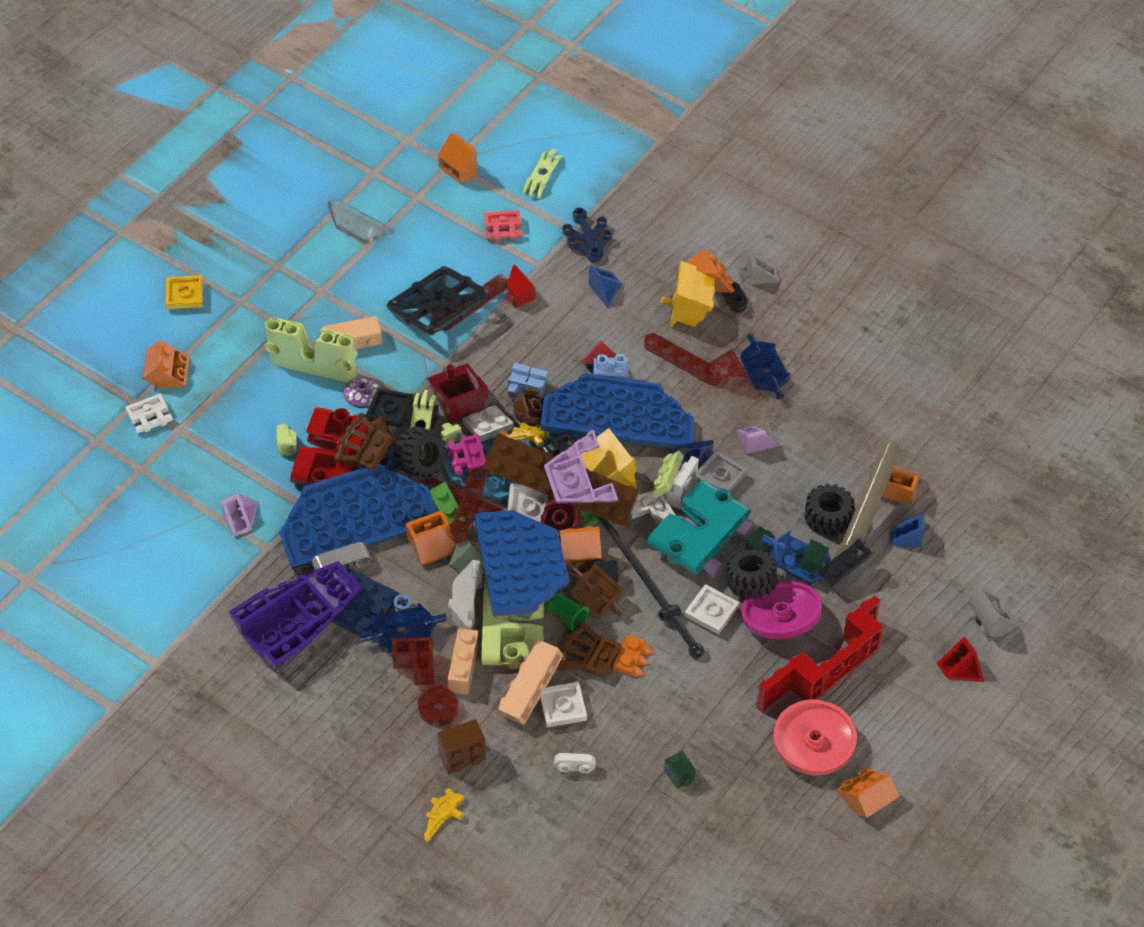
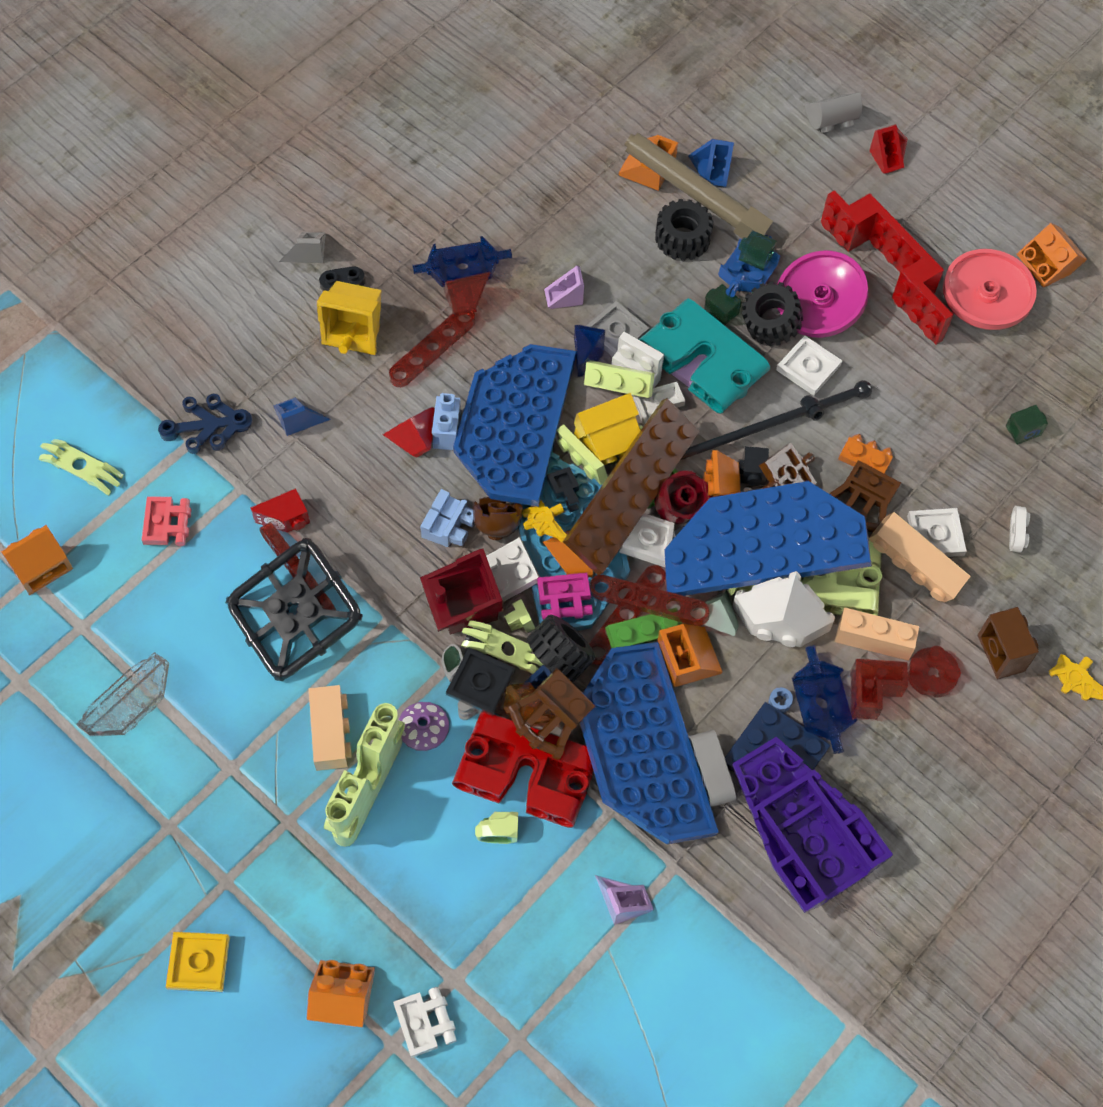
camera: 85 degrees left, 10 degrees up
(570, 478) = (645, 465): lavender wing -> none
(708, 265) = (311, 285): orange slope -> none
(846, 562) = (767, 217): black plate -> none

